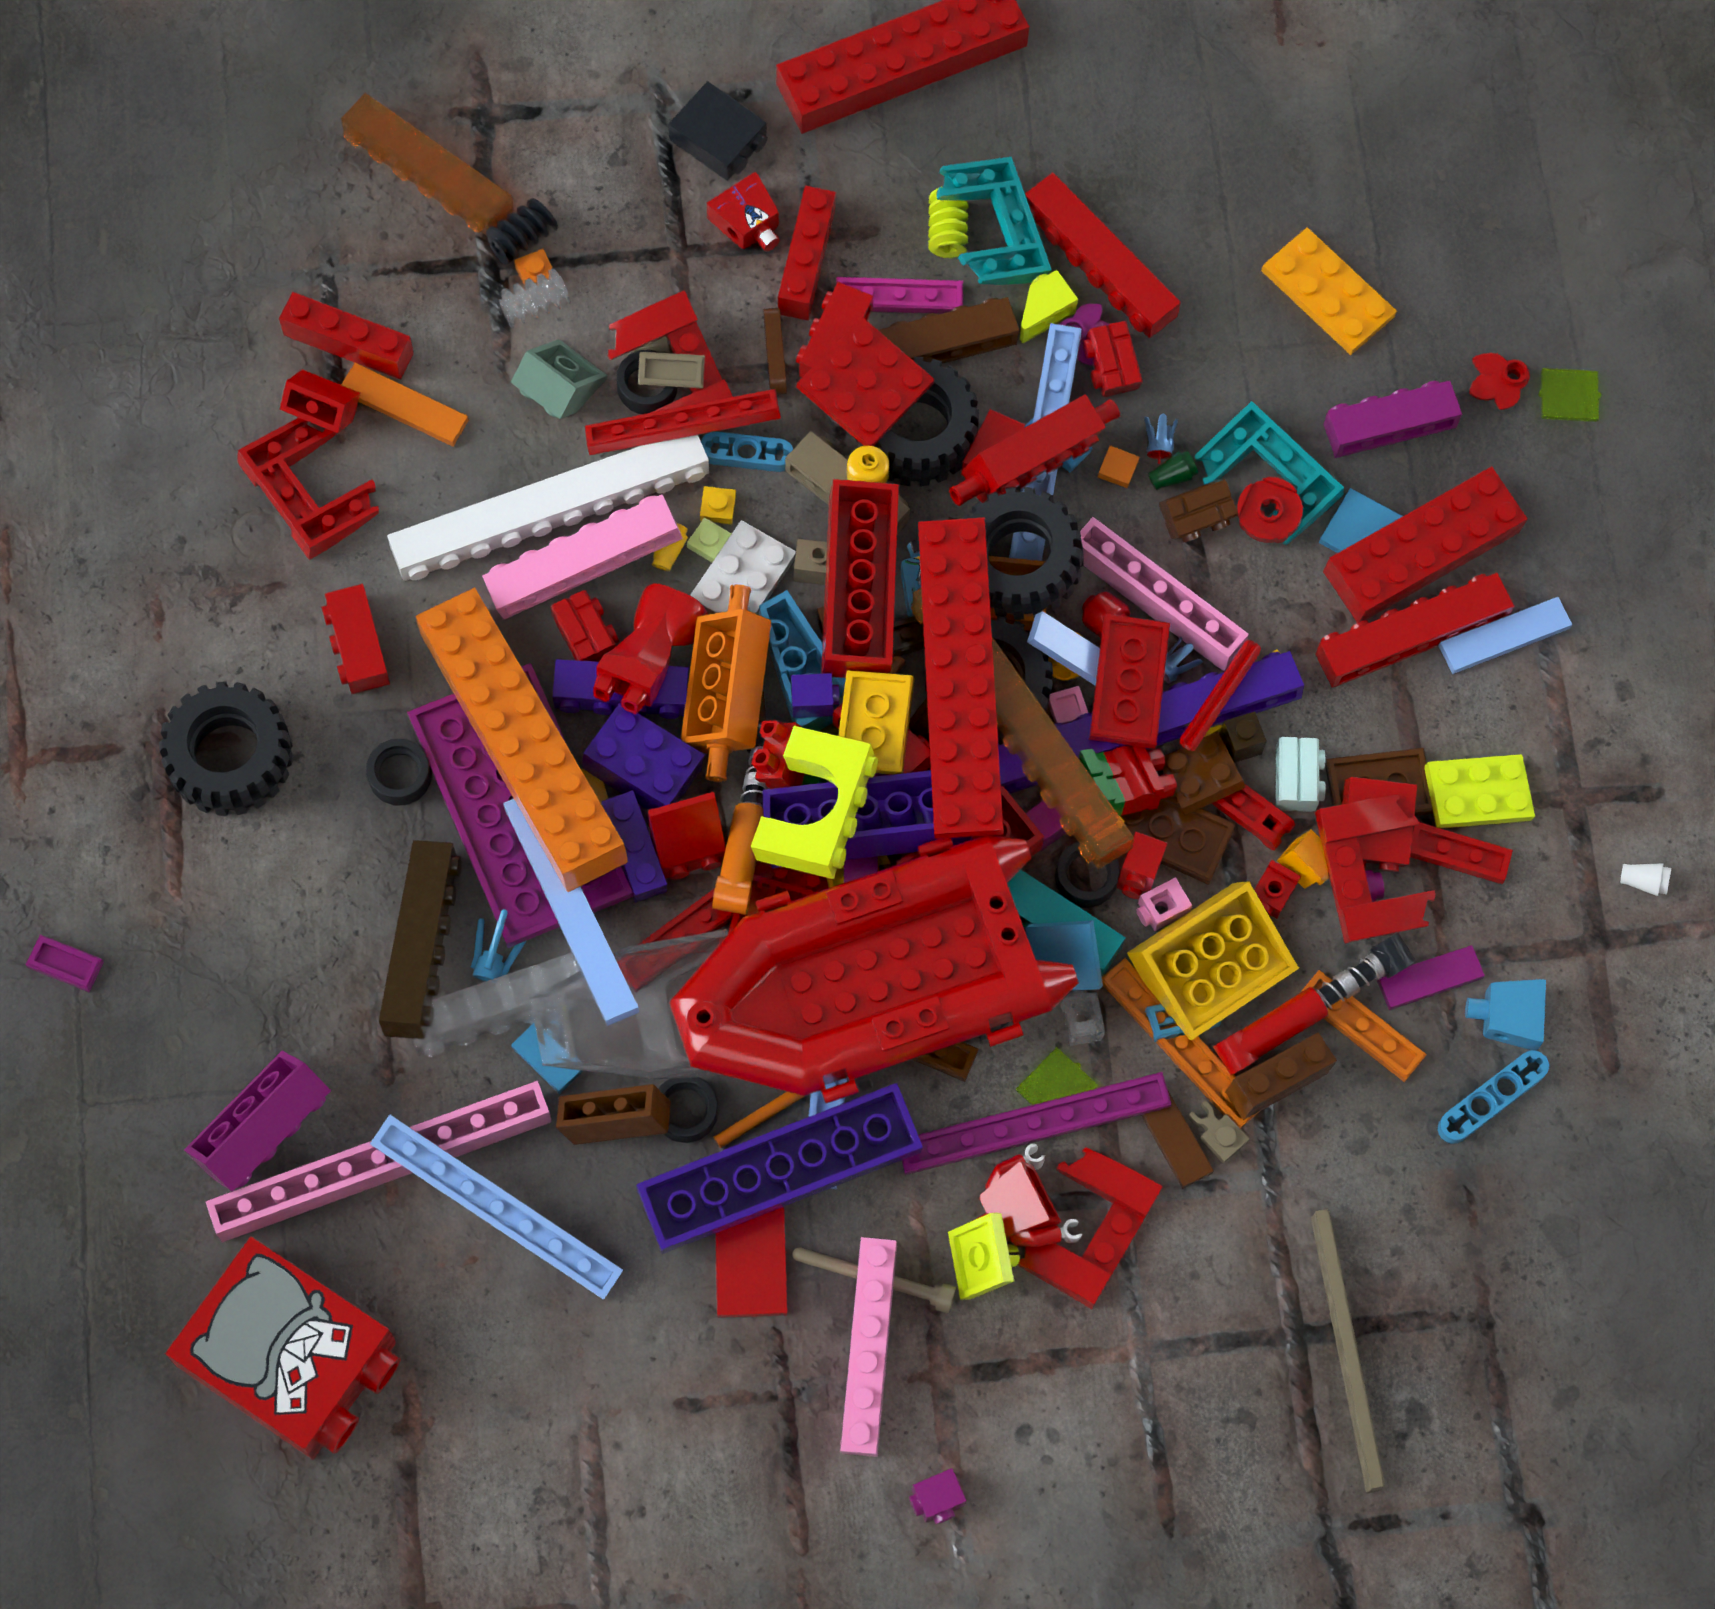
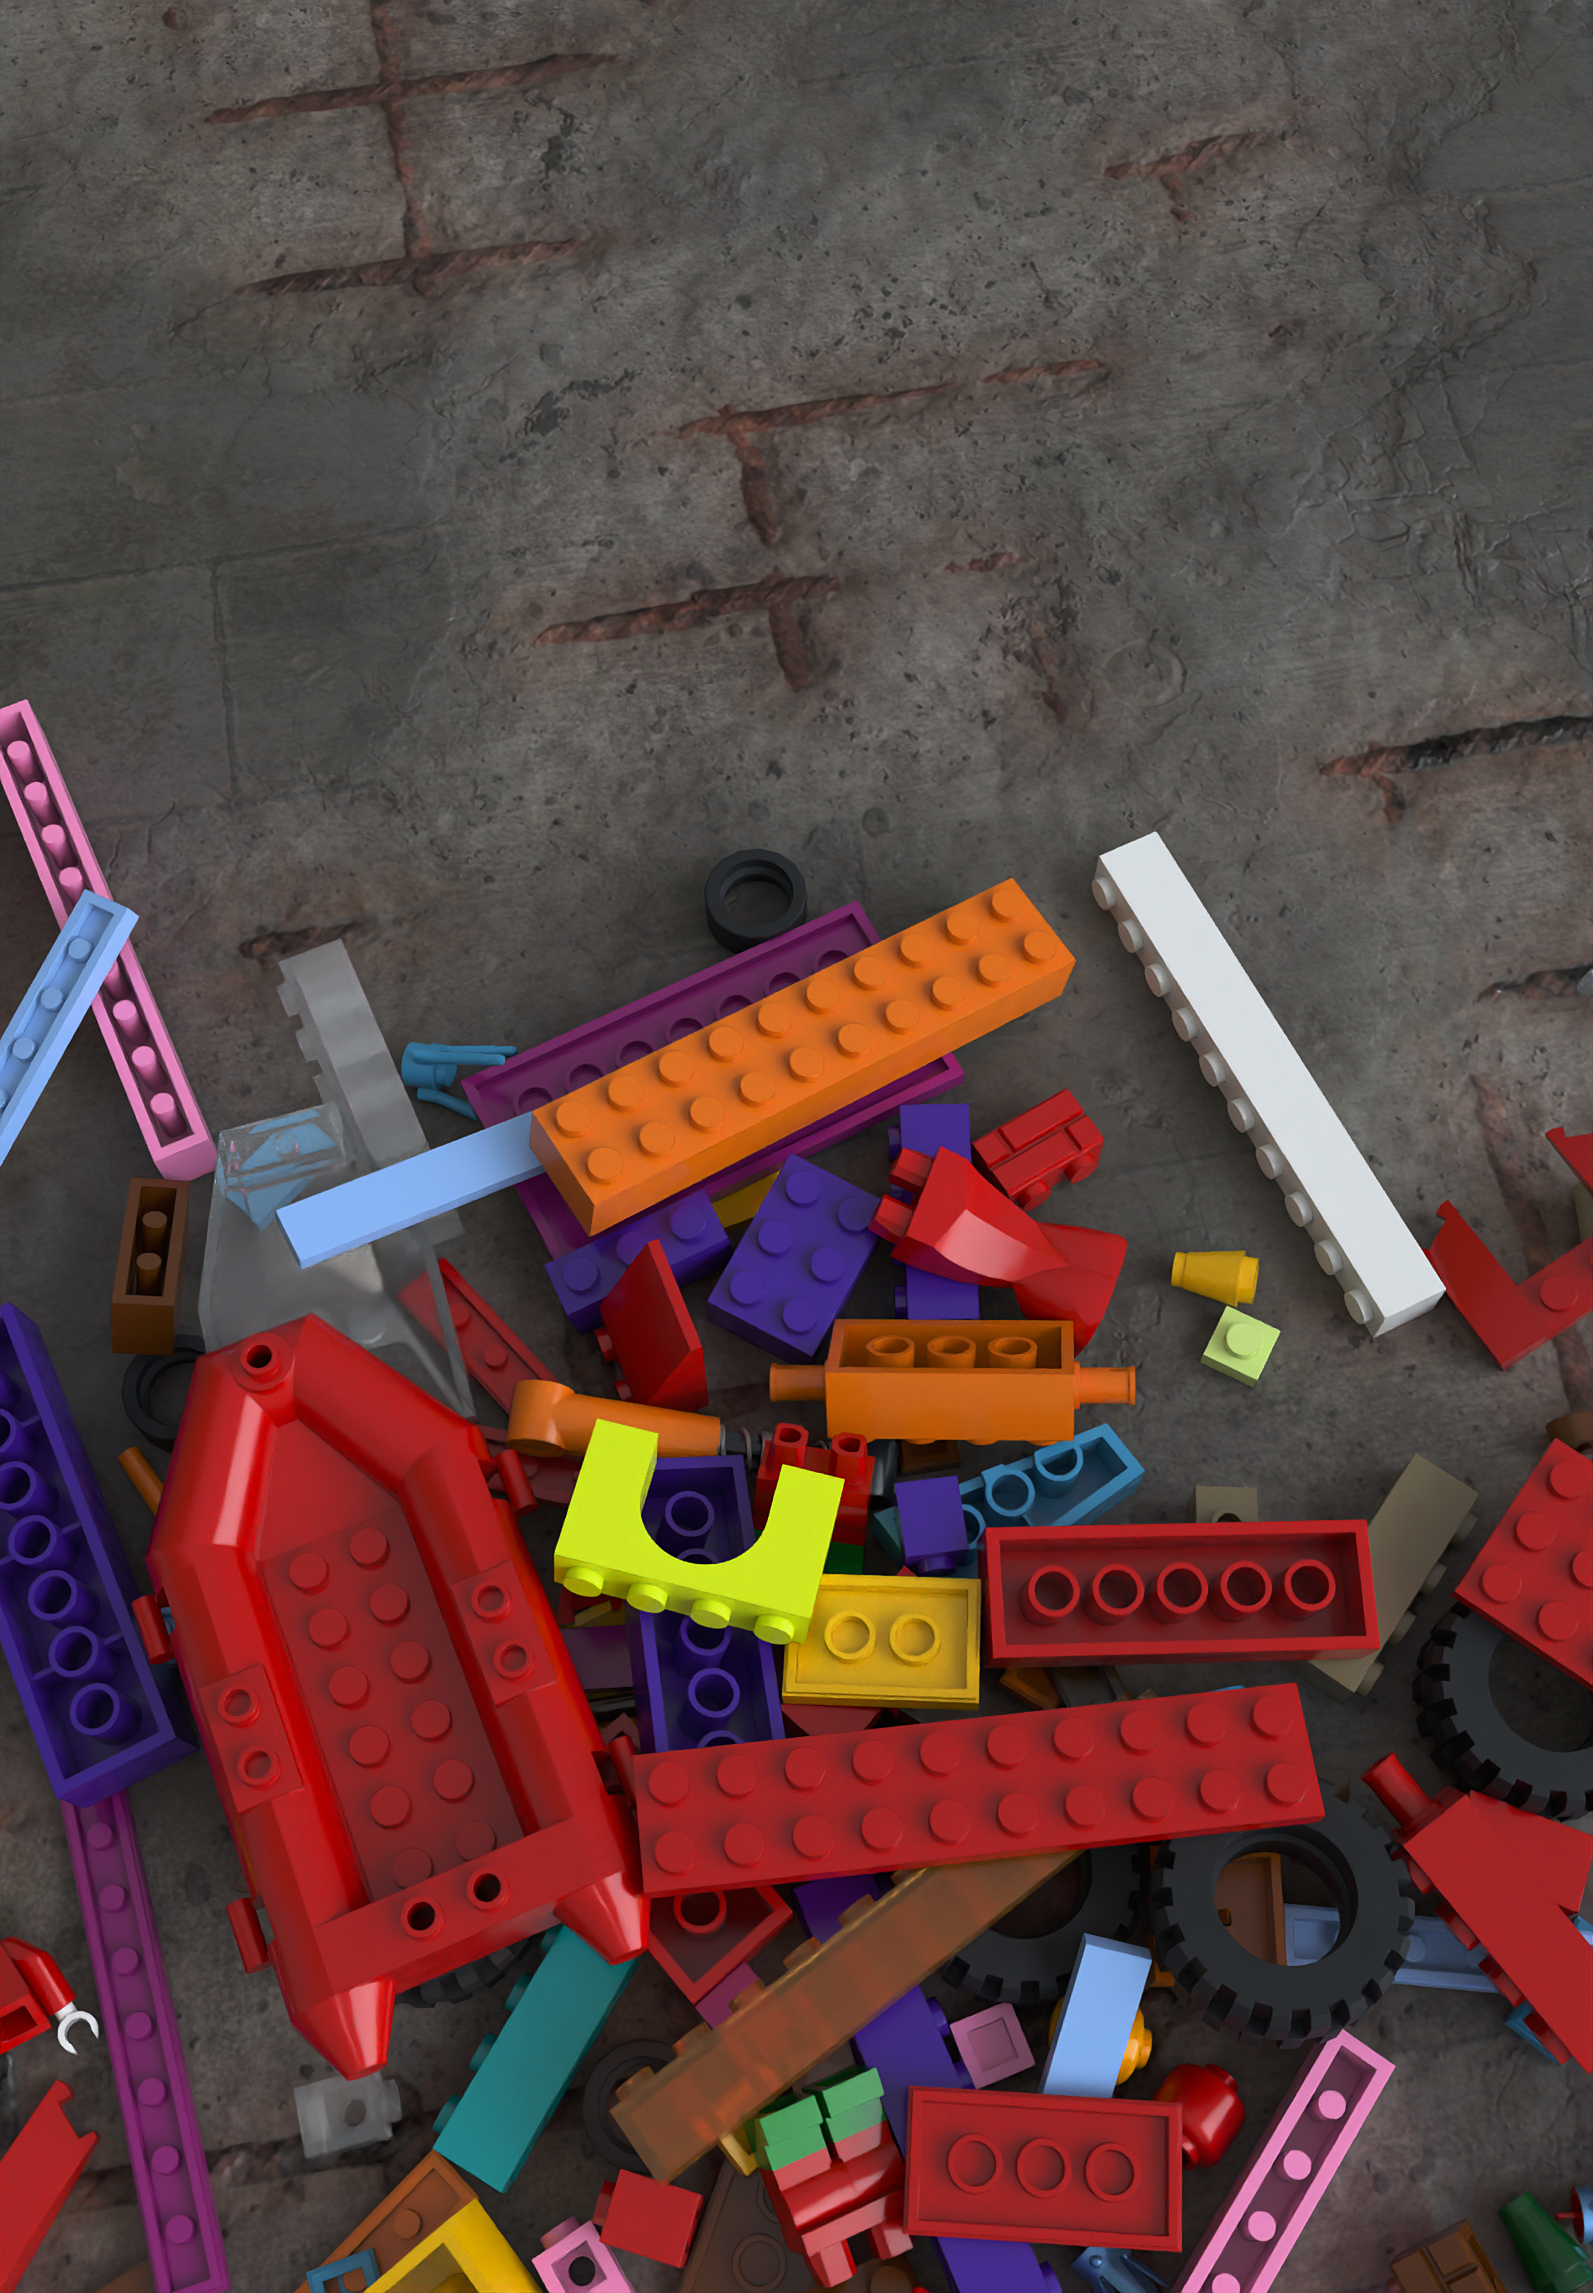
camera: 90 degrees right, 5 degrees down
(64, 963) = (426, 511): magenta tile -> none
(217, 709) = (758, 602): black tyre -> none
(258, 1121) = (156, 758): magenta brick -> none
(312, 527) = (1260, 662): red wedge -> none
(319, 401) = (1378, 717): red brick -> none
(346, 335) = (1504, 746): red brick -> none
(355, 639) = (976, 818): red brick -> none
(406, 405) = (1403, 848): orange tile -> none
(419, 940) = (455, 946): dark brown brick -> none
(557, 378) = (1500, 1067): sand green slope -> none
(582, 556) = (1168, 1132): bright pink brick -> none
(635, 402) = (1547, 1180): black tyre -> none
(671, 370) = (1547, 1236): dark tan tile -> none
(682, 422) = (1452, 1272): red tile -> none
(718, 505) = (1311, 1355): yellow plate -> none
(739, 440) = (1407, 1354): dark azure beam -> none
(747, 560) = (1187, 1410): white plate -> none
(868, 465) = (1413, 1596): yellow head -> none
(1055, 1079) = (231, 2070): clear neon green piece -> none
(1069, 944) = (456, 2064): dark azure tile -> none
(1118, 467) = (1533, 2126): orange tile -> none

